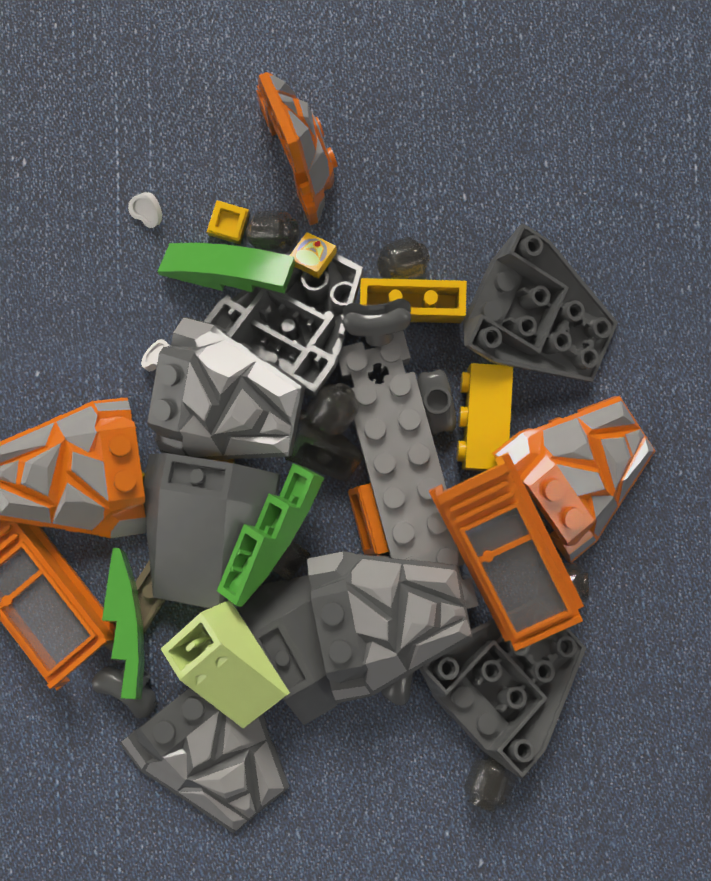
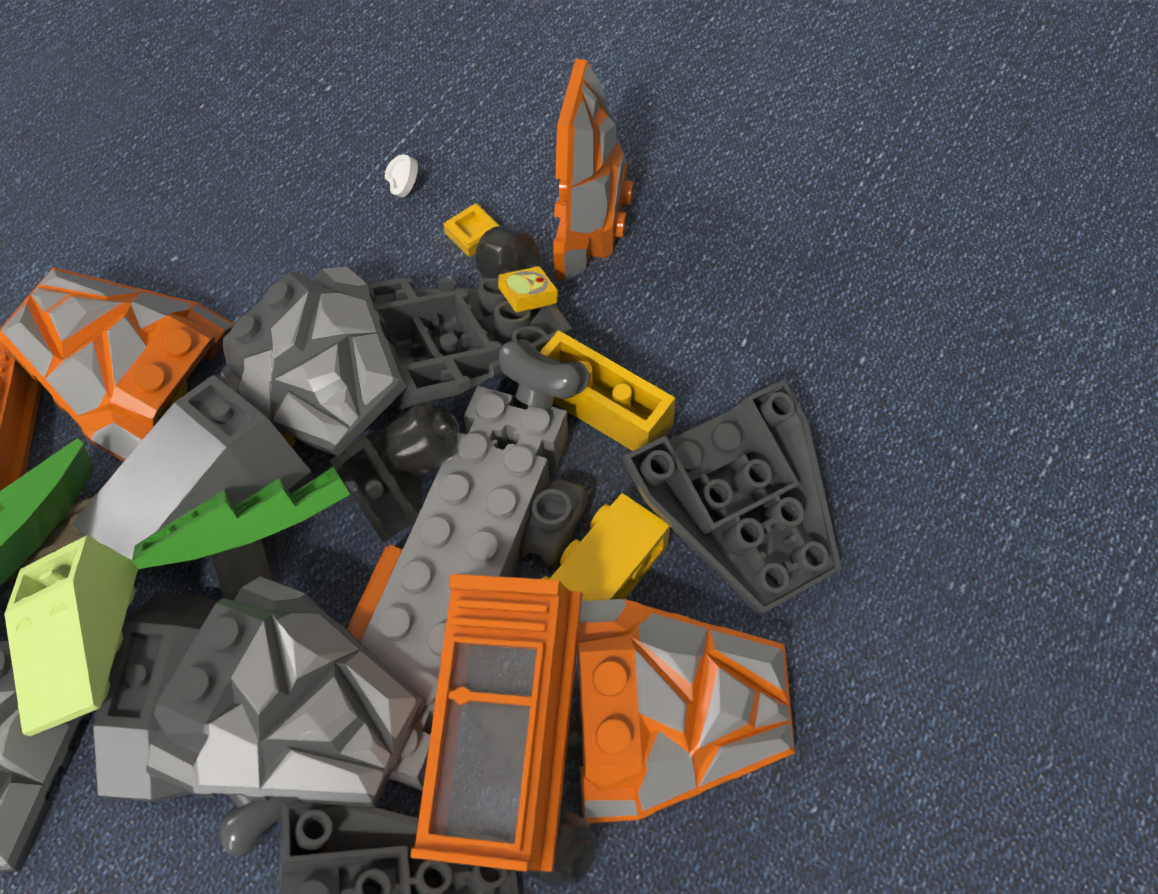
camera: 35 degrees right, 25 degrees down
(227, 265) = (435, 254): bright green slope -> none
(403, 259) = (629, 349): clear smoke head -> none

